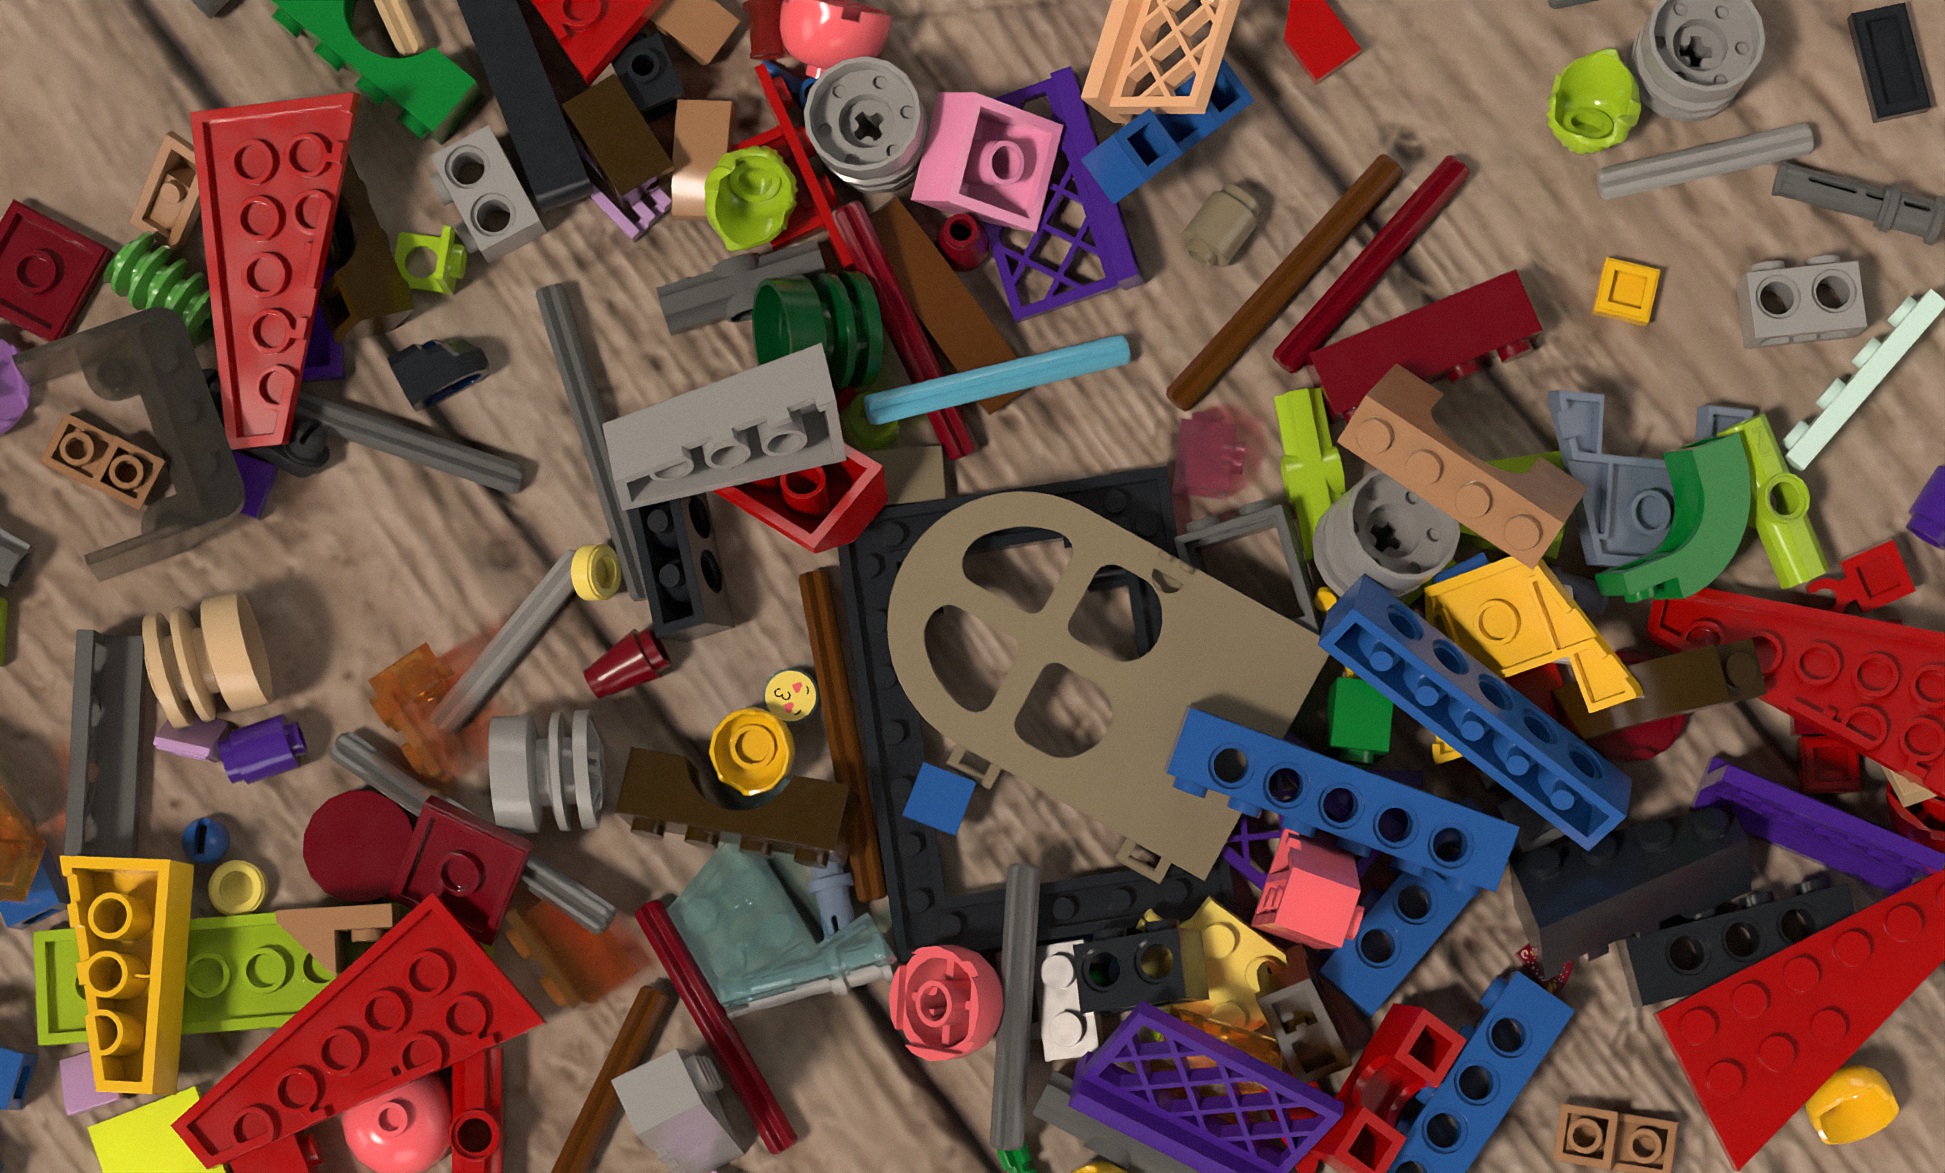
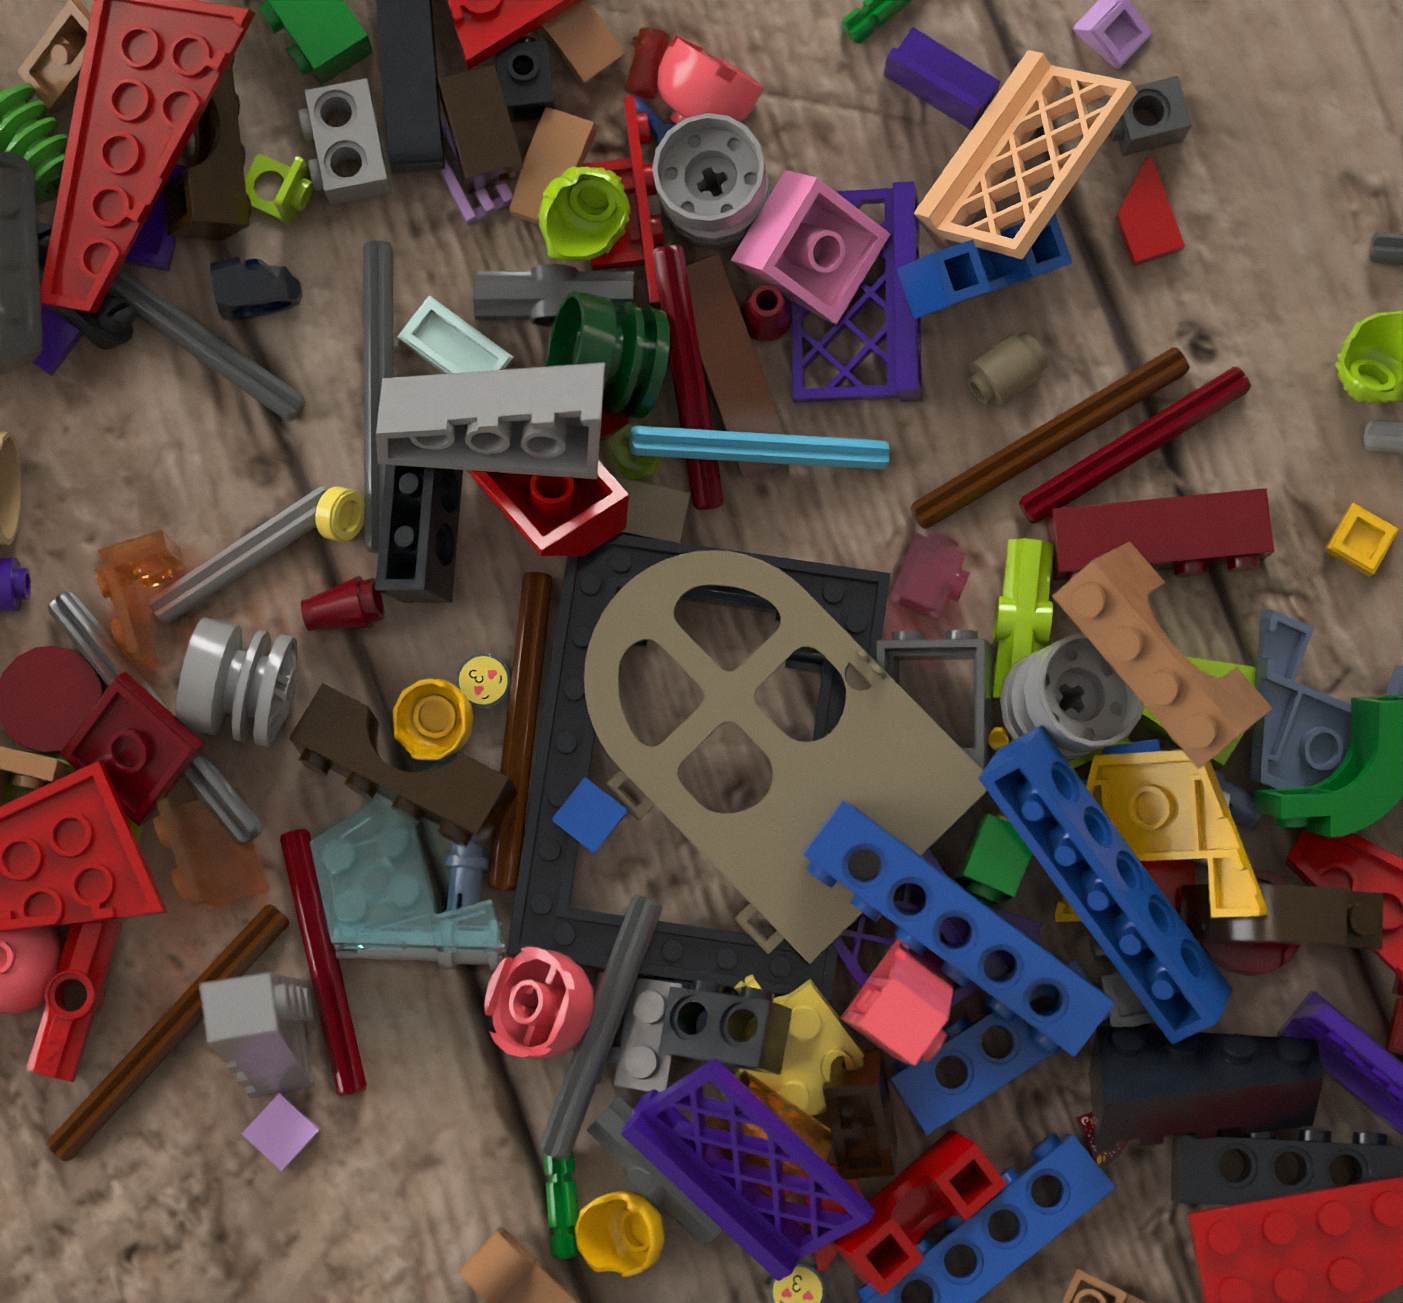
camera: 10 degrees right, 0 degrees up
(655, 366) = (451, 342): none -> light aqua tile

